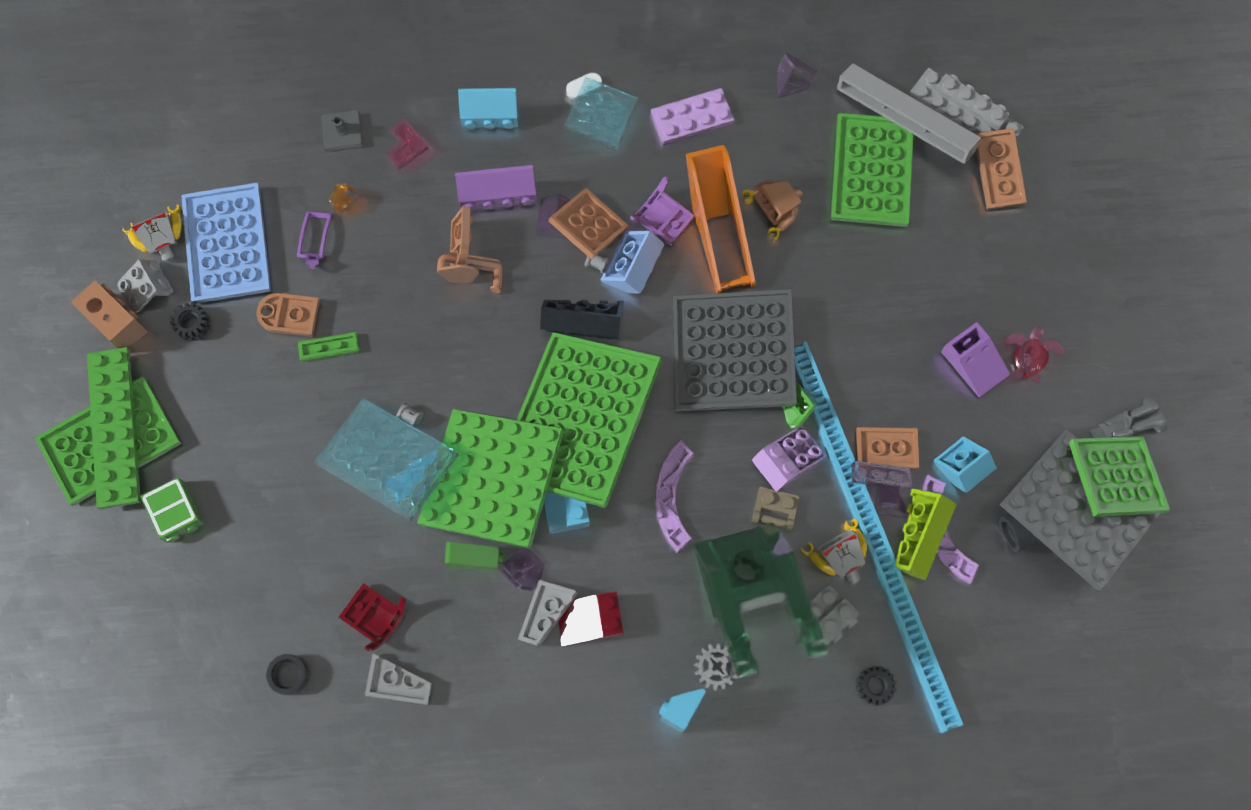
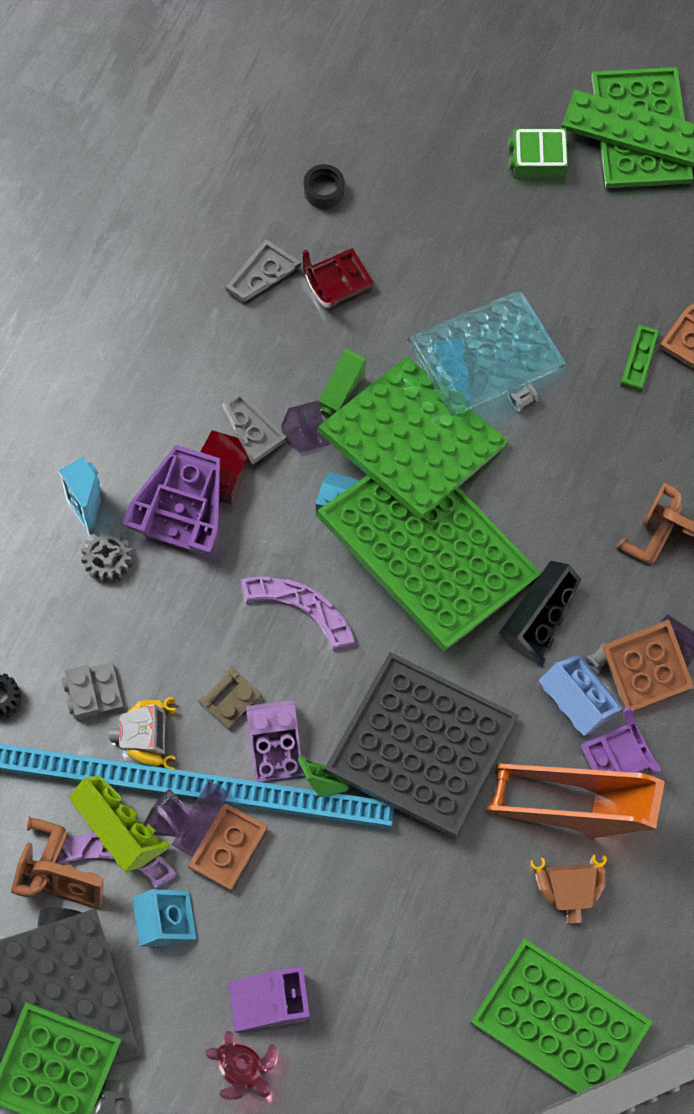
camera: 115 degrees right, 5 degrees down
(644, 626) = (179, 501): none -> medium lavender wedge
(775, 588) = (162, 585): clear green piece -> none
(990, 566) = (52, 877): none -> nougat plate

